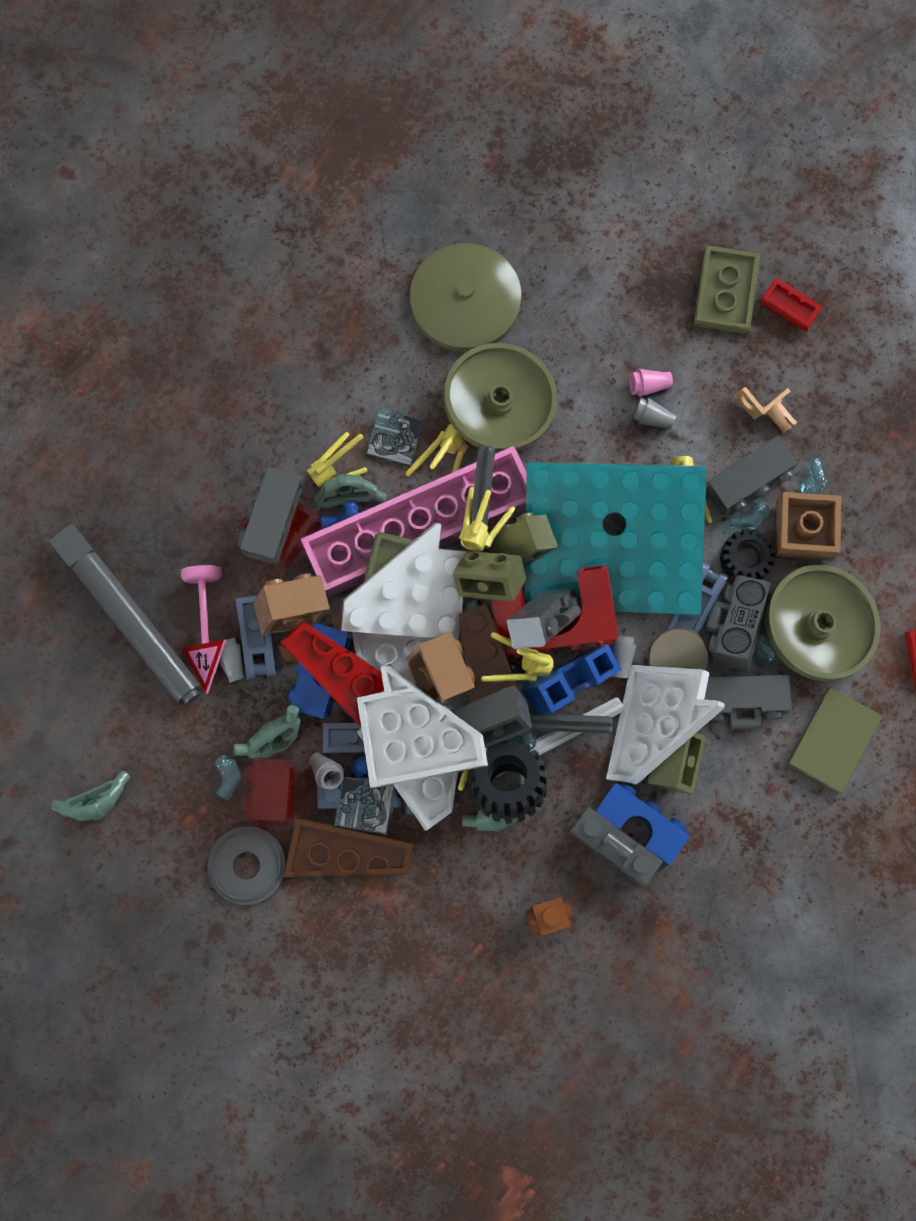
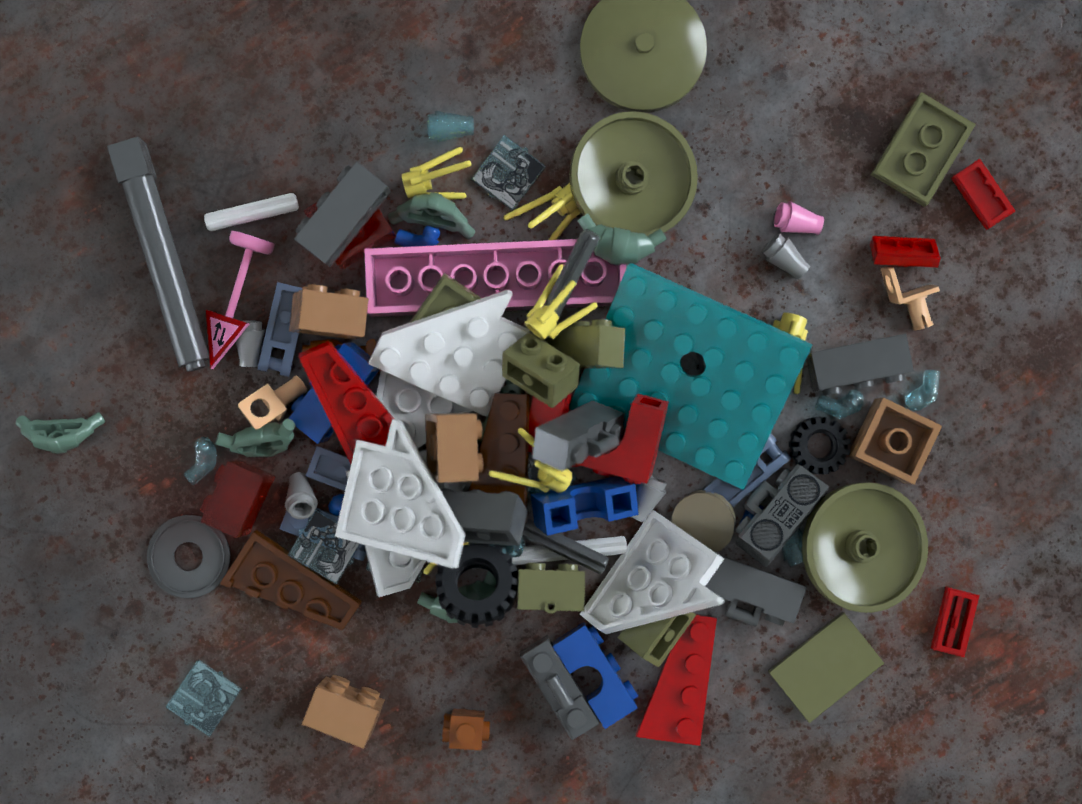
camera: 15 degrees right, 10 degrees up
(190, 551) = (251, 212): none -> white axle
(270, 698) = (274, 400): none -> light nougat bracket
(307, 986) = (203, 698): none -> clear light blue piece
(329, 418) = (448, 126): none -> clear light blue cone
(437, 941) = (344, 710): none -> medium nougat brick
(515, 452) = (621, 245): none -> sand green piece
(574, 760) = (559, 587): none -> olive brick
(721, 811) = (680, 694): none -> red wing
(748, 373) = (905, 251): none -> red plate

